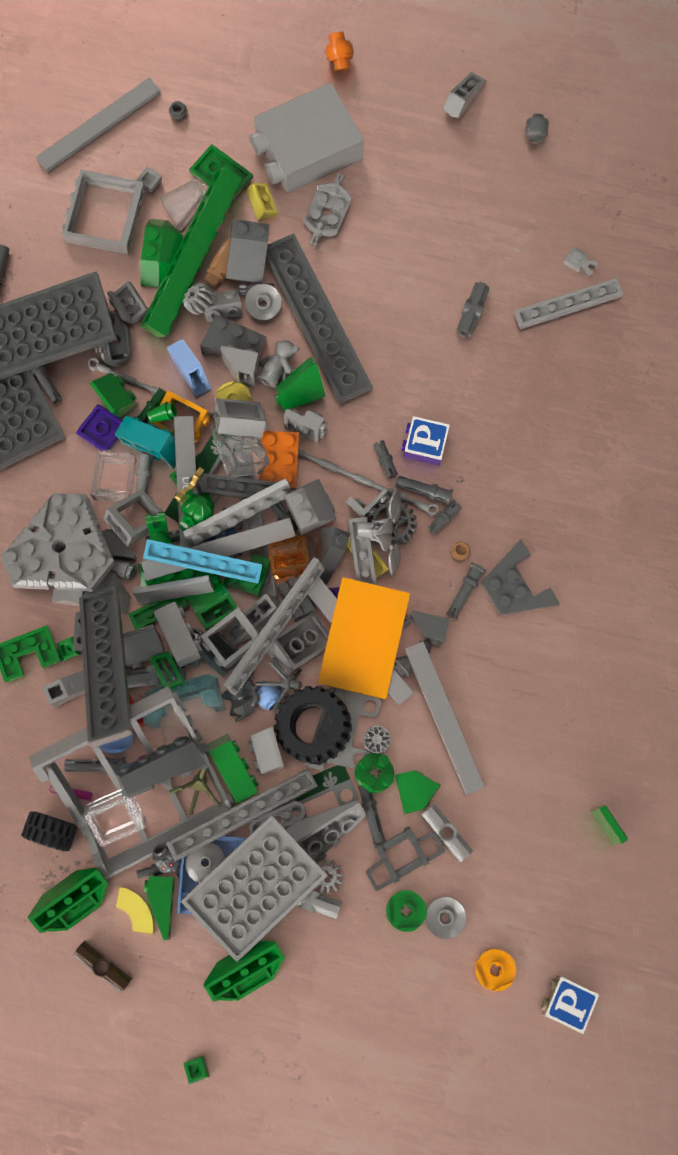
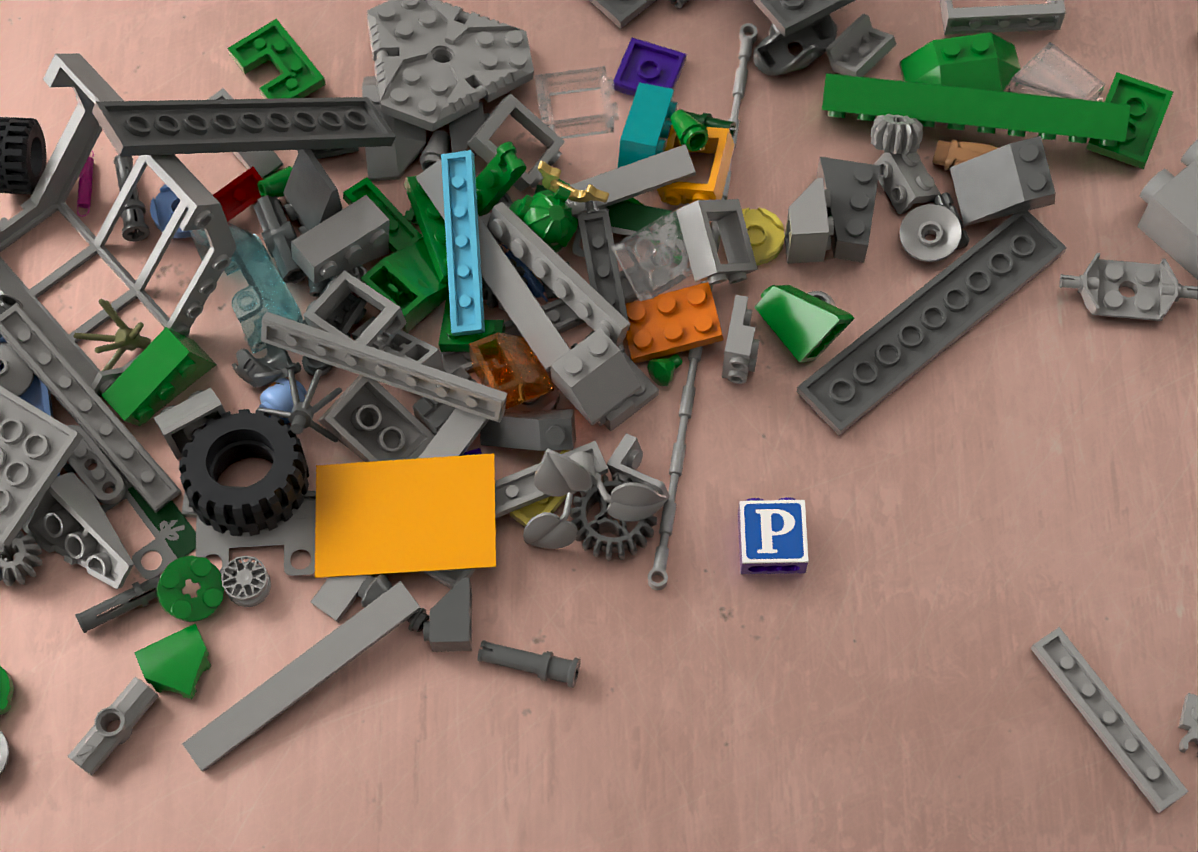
camera: 80 degrees right, 10 degrees down
(90, 810) = (78, 237): clear window -> none
(114, 394) = (700, 63): green slope -> none
(143, 472) = (592, 142): light grey pin -> none
(150, 178) = (1078, 25): light grey plate -> none
(160, 766) = (128, 265): dark grey wedge -> none
(173, 589) = (414, 222): light grey tile -> none
(173, 685) = (263, 255): green tile -> none
(189, 368) = (781, 156): light blue slope -> none
(262, 201) = (1108, 192): light yellow slope -> none
(276, 364) = (829, 277): light grey piece -> none
(306, 473) = (663, 369): none -> green rock
(385, 459) = (722, 483): dark grey pin -> none
(422, 860) = (32, 662): dark grey bar -> none
(432, 492) = (687, 569): dark grey pin -> none
(444, 517) = (648, 599): dark grey pin -> none
(460, 551) = (598, 640): medium nougat plate -> none
(472, 309) = (1036, 558): dark grey piece -> none
(508, 588) = (552, 735): dark grey wing -> none

